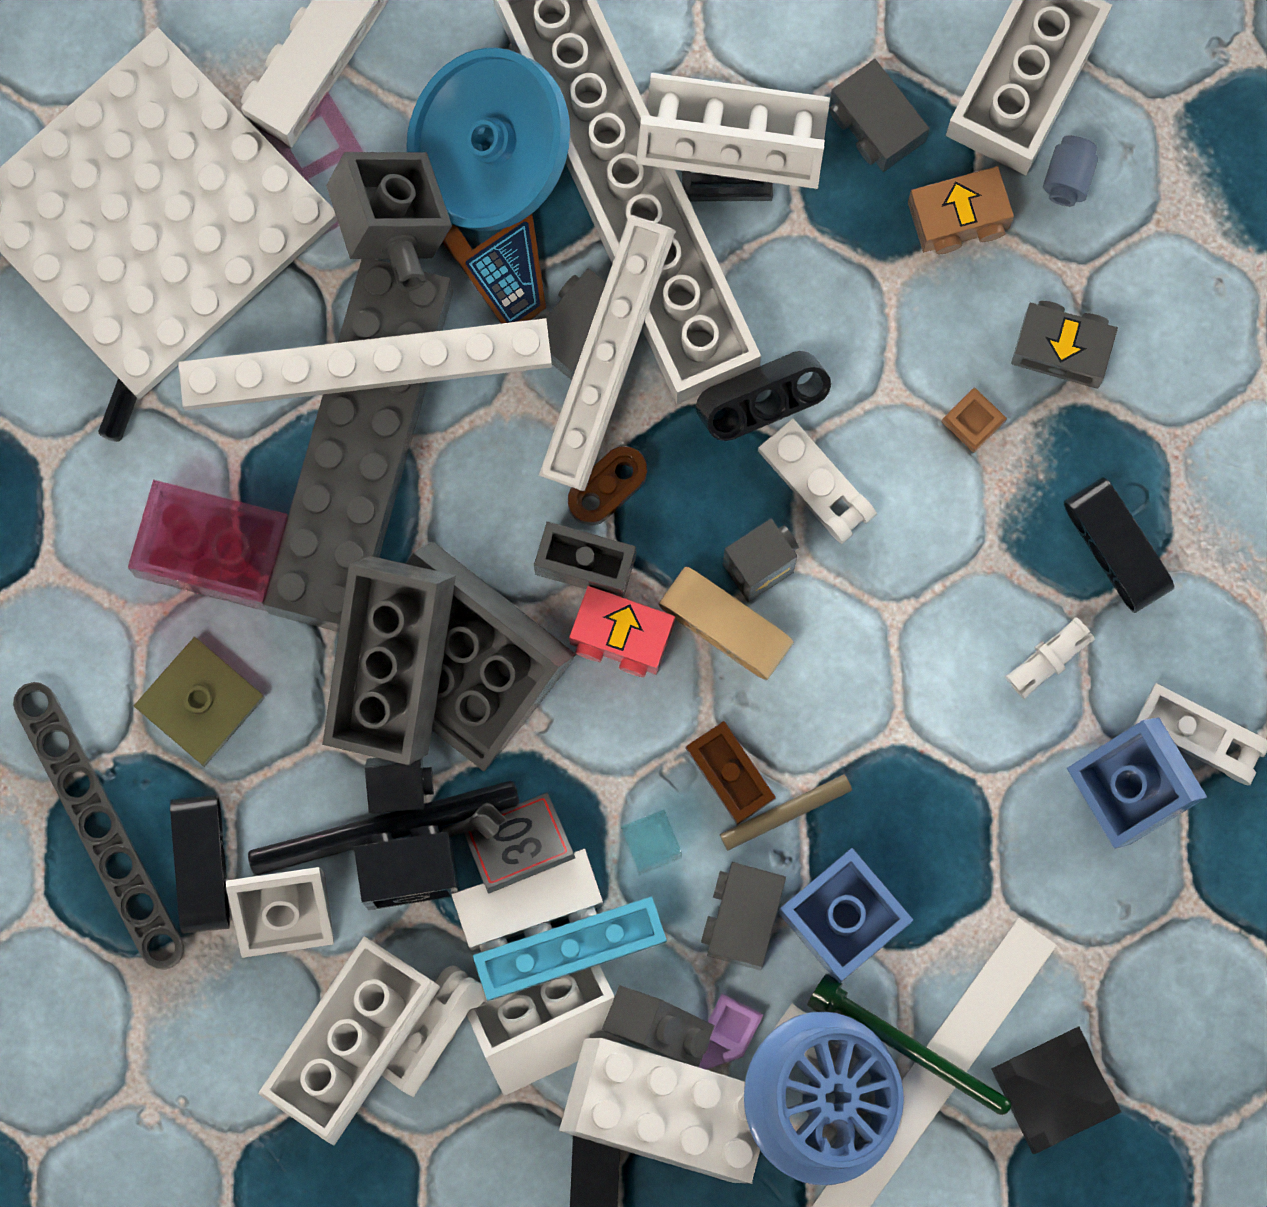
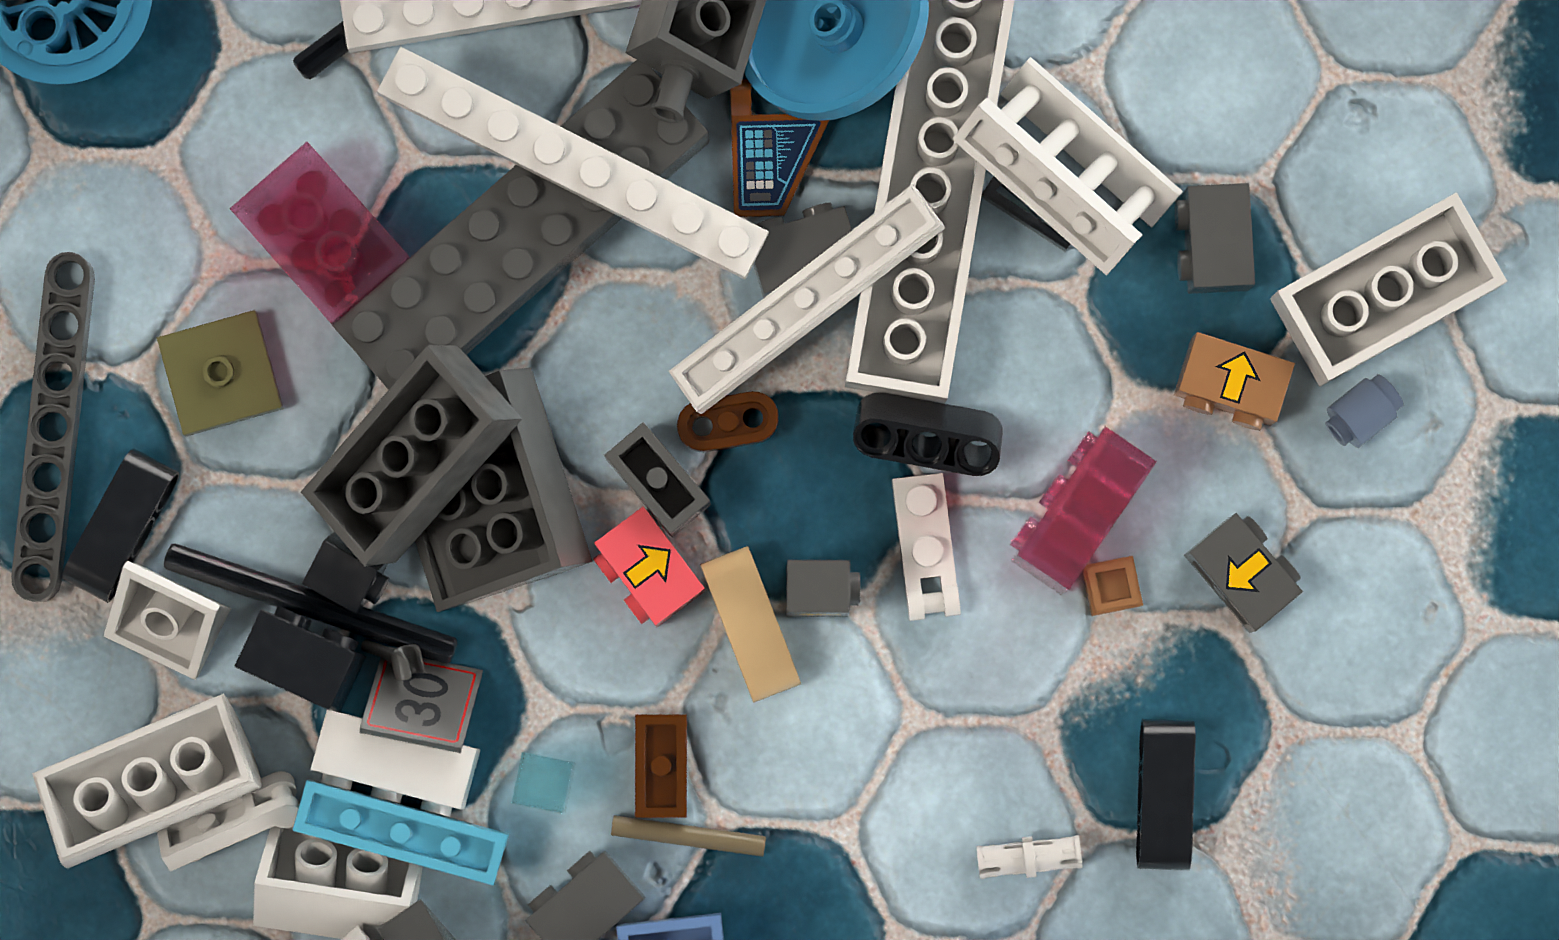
camera: 30 degrees right, 5 degrees up
(914, 374) = (1080, 509): none -> clear pink brick

